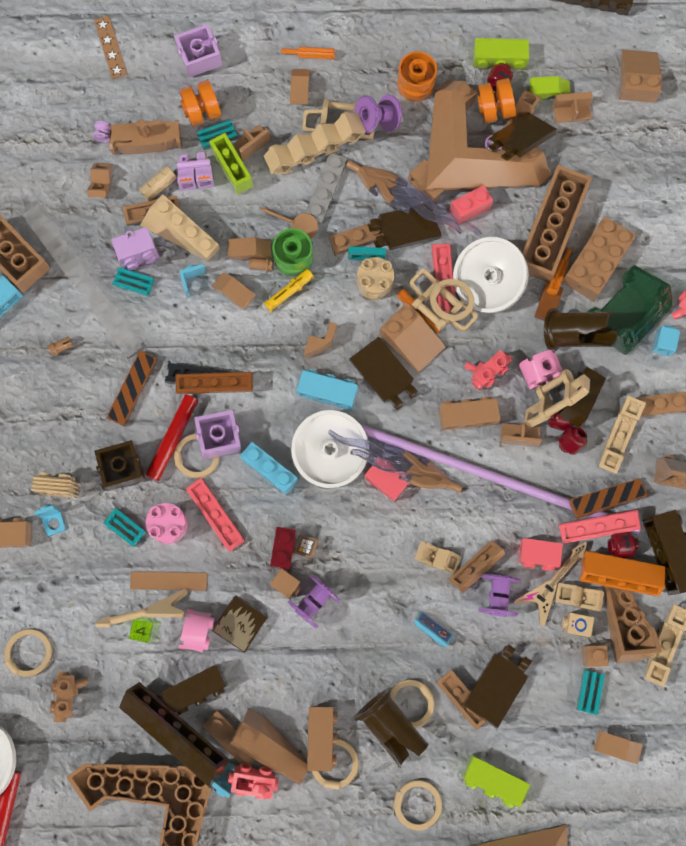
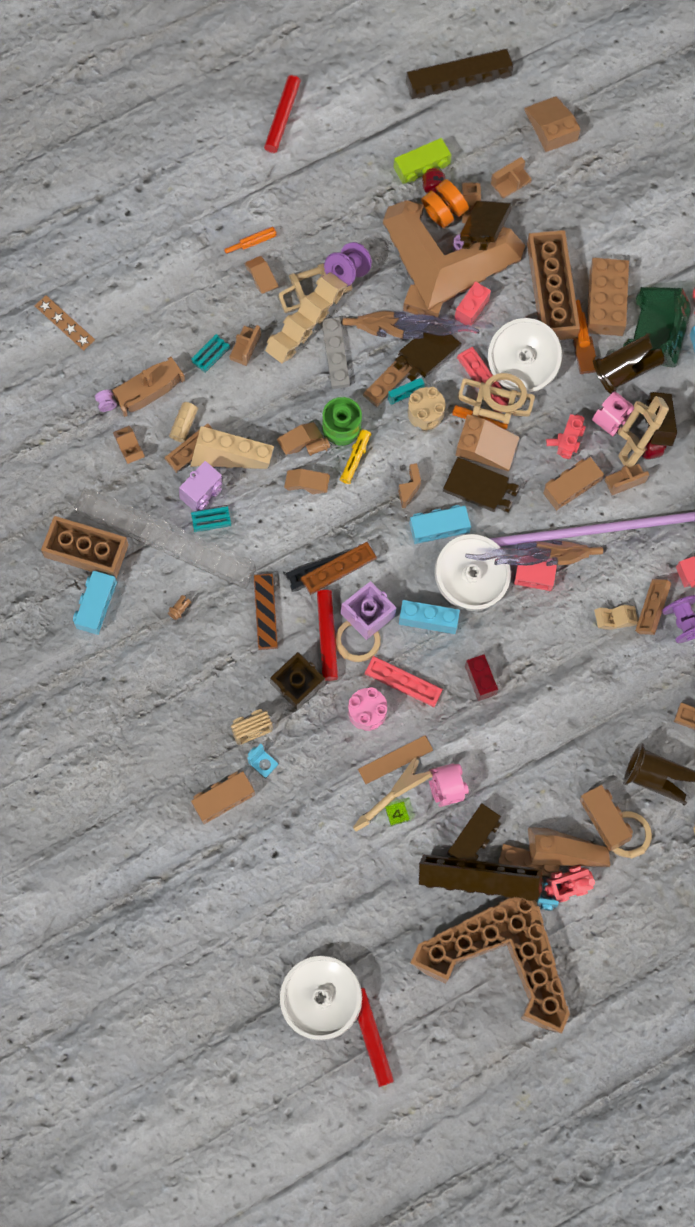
camera: 30 degrees left, 5 degrees down
(12, 665) = (301, 903): tan piece -> none
(64, 689) = (363, 899): medium nougat brick -> none
(137, 537) = (336, 735): teal tile -> none
(188, 169) = (211, 396): lavender hips -> none
(190, 272) = (258, 484): medium azure bracket -> none
(198, 50) = (152, 286): lavender brick -> none
(204, 101) = (182, 331): orange wheel -> none
(231, 163) = (241, 371): lime brick -> none
(240, 623) = (480, 760): slope -> none
(286, 584) = (500, 706): medium nougat brick -> none
(304, 222) = (332, 391): medium nougat piece -> none
(306, 546) = (499, 666): slope -> none
(314, 601) = (534, 706): medium lavender hose -> none
(416, 76) = (361, 216): orange wheel -> none
(426, 692) = (671, 734): tan piece -> none
(433, 629) = (646, 680): slope -> none
(548, 86) = (481, 170): lime slope -> none
(572, 440) = (673, 460): dark red head -> none

